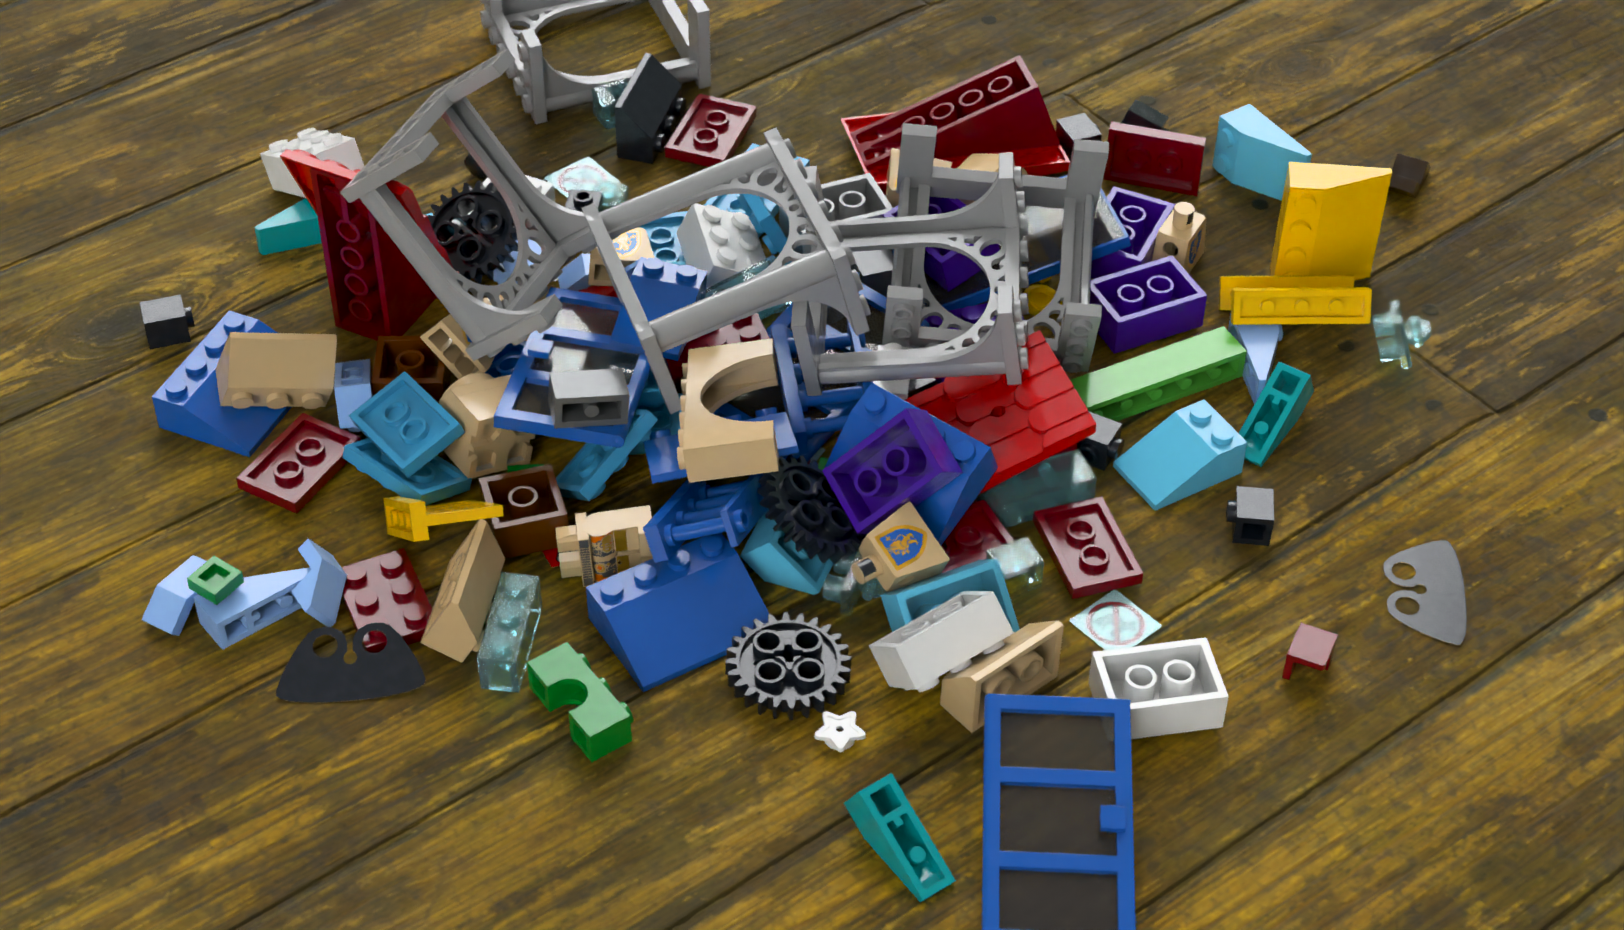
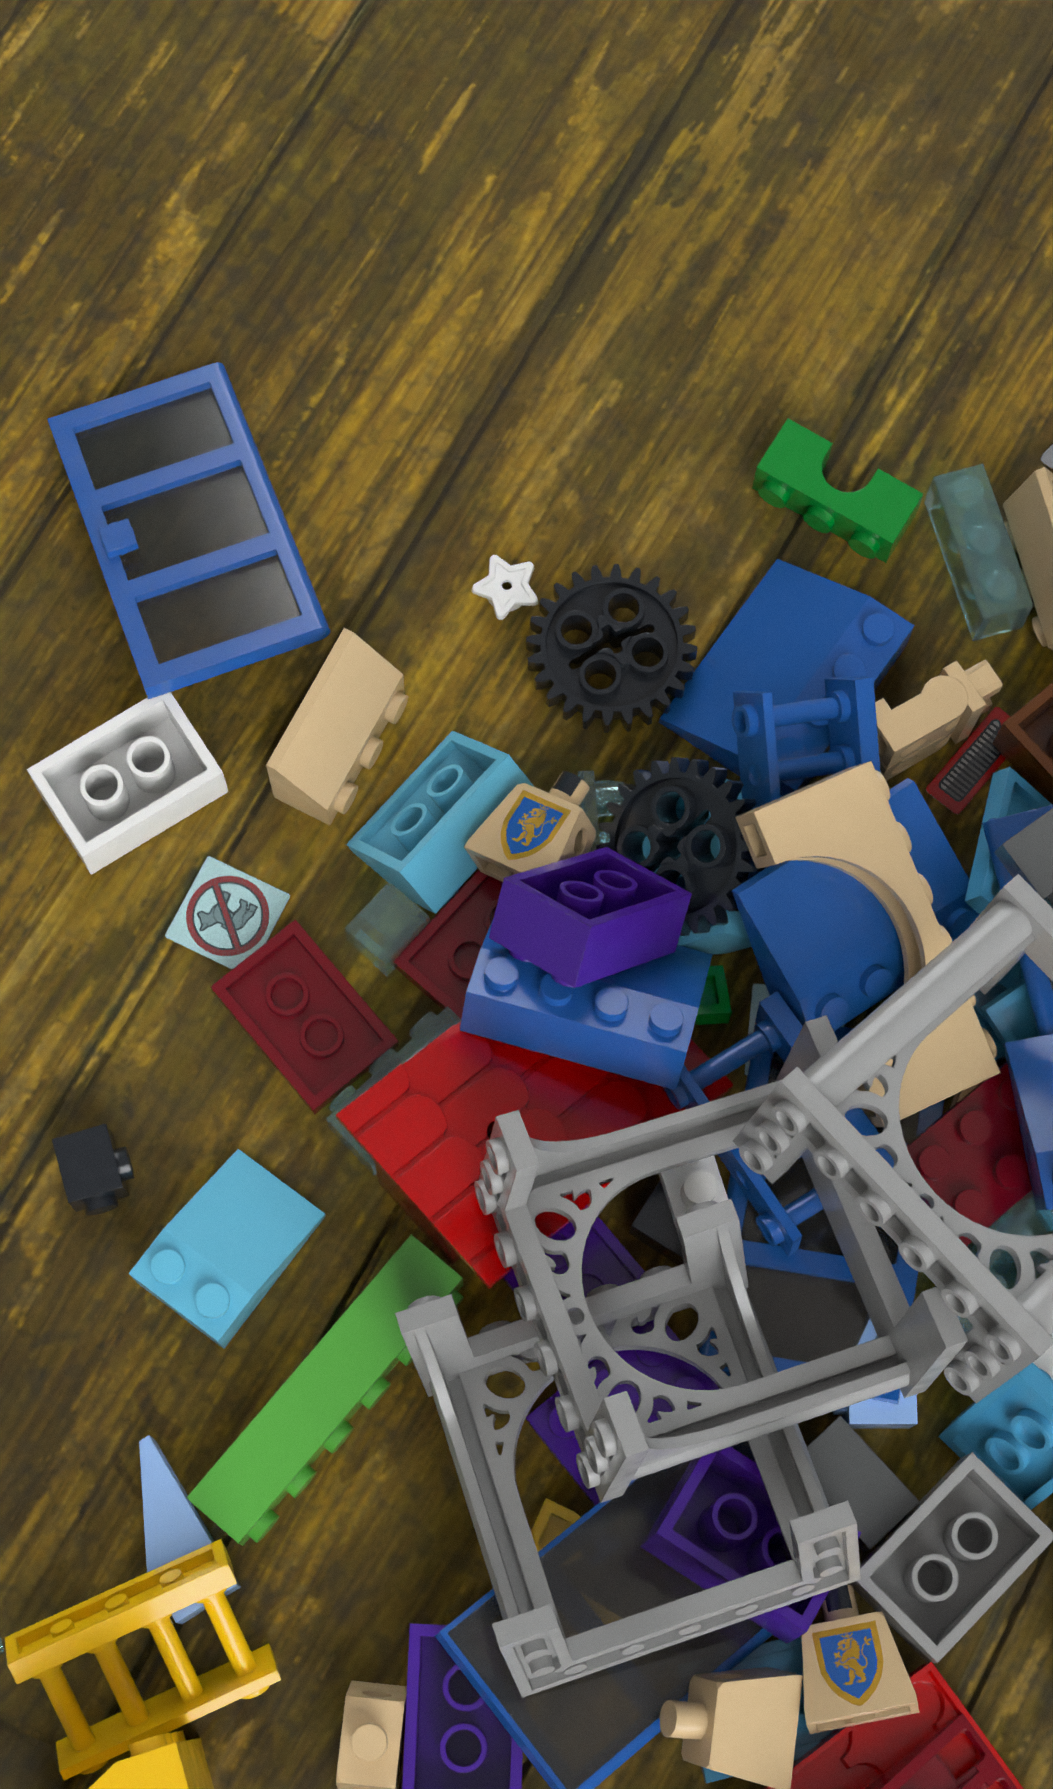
camera: 155 degrees right, 30 degrees up
(899, 837) = (374, 453): teal slope -> none
(942, 640) = (424, 719): white brick -> none
(1103, 444) = (360, 1224): black brick -> none
(1147, 303) = (381, 1556): dark purple brick -> none
(1275, 412) = (113, 1395): teal slope -> none

